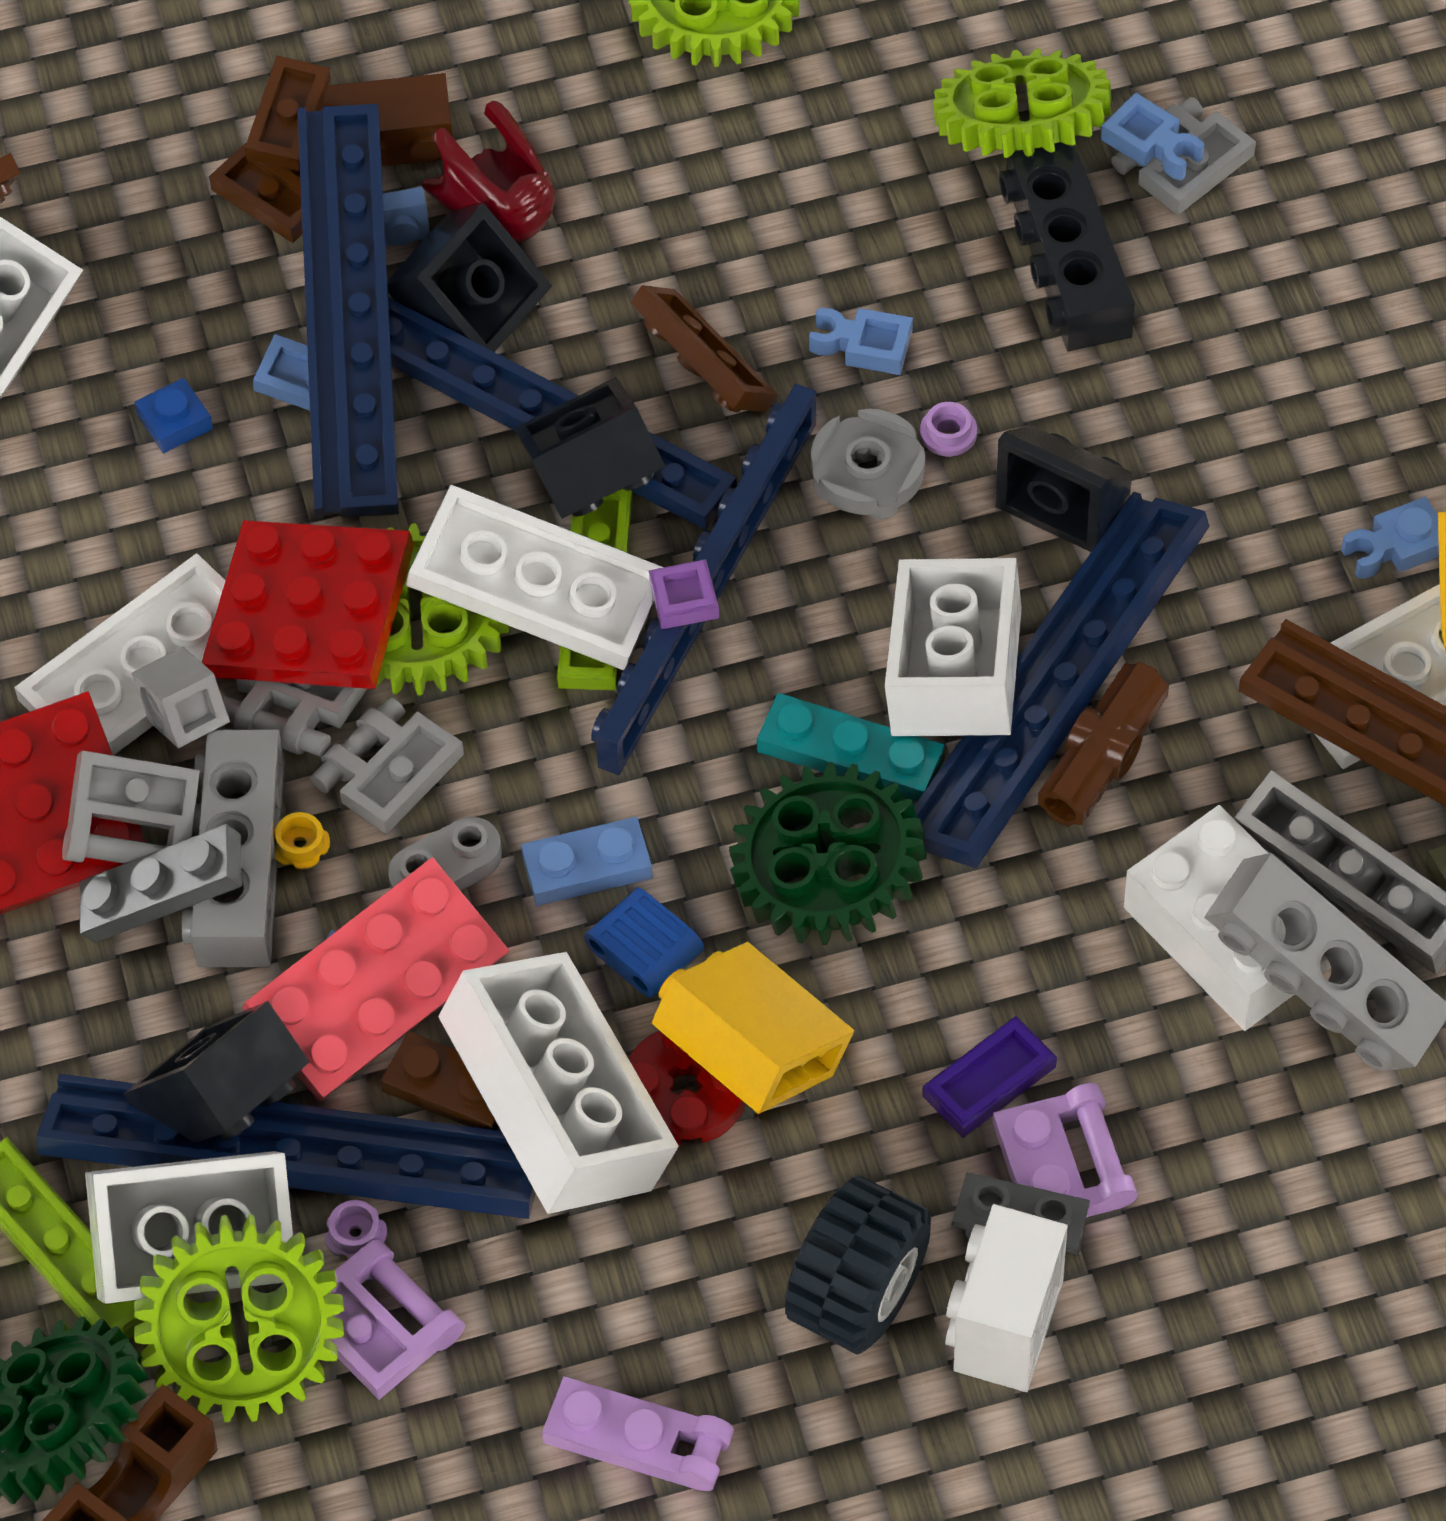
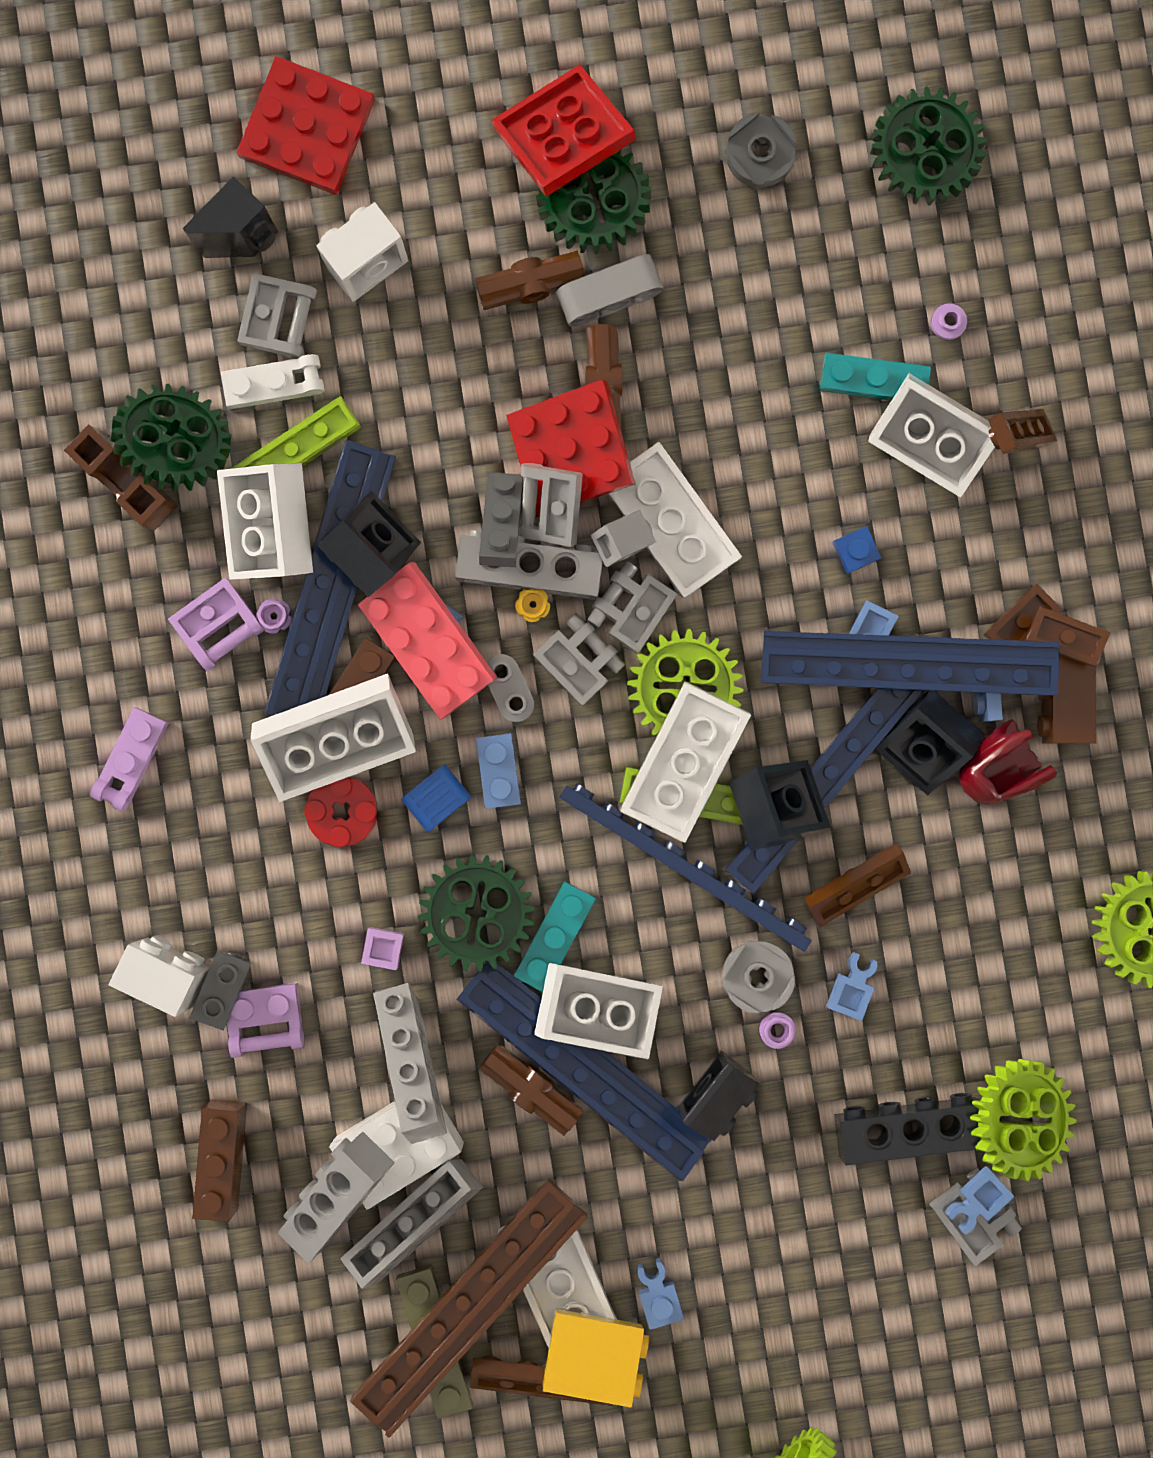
camera: 90 degrees right, 30 degrees up
(297, 1310) = (203, 519): lime gear -> none
(308, 604) = (686, 621): red plate -> none
(683, 594) = (657, 850): medium lavender tile -> none
(751, 1026) = (356, 853): yellow brick -> none
(857, 1264) = (188, 894): black wheel -> none
(909, 986) = (382, 948): none -> lavender plate
(989, 1076) = (323, 985): dark purple tile -> none
(1084, 885) = (409, 1064): none -> light grey brick
(1314, 1179) = (219, 1160): none -> reddish brown brick

